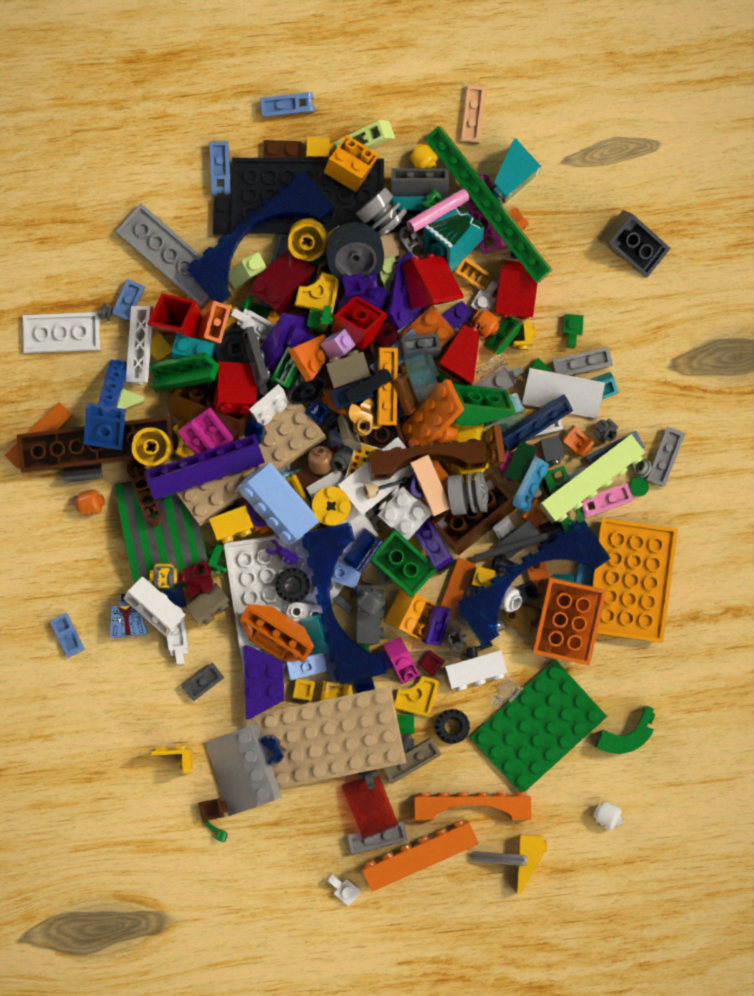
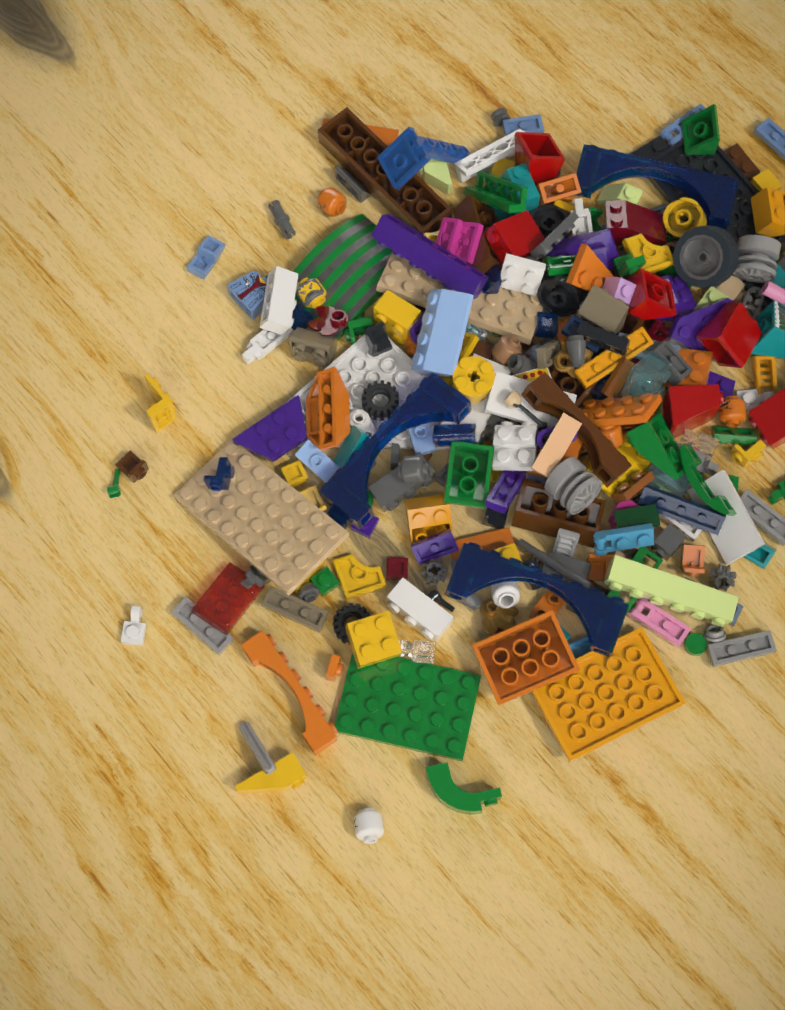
camera: 55 degrees right, 15 degrees down
(61, 332) = (456, 98): white tile -> none
(76, 552) = (282, 219): none -> dark grey pin
(144, 493) = (367, 231): copper beam -> none
(162, 249) = (585, 121): light grey plate -> none
(162, 450) = (414, 205): yellow brick -> none
(203, 681) = (242, 387): dark grey plate -> none
(238, 166) = (701, 132): none -> green slope
(241, 552) = (377, 339): none -> black panel
(243, 769) = (180, 471): light grey slope -> none
(287, 556) = (403, 379): dark purple plate -> none
(356, 284) = (680, 274): dark purple plate -> none
(364, 412) = (576, 349): none -> dark grey cone
(401, 660) = (380, 538): dark pink slope -> none
(419, 856) = (210, 671): orange brick -> none
(477, 761) = (335, 668): none -> orange plate
(479, 721) = (373, 639): none -> yellow brick
(528, 395) = (690, 461): none -> green slope
(528, 591) = (524, 607): black slope -> none

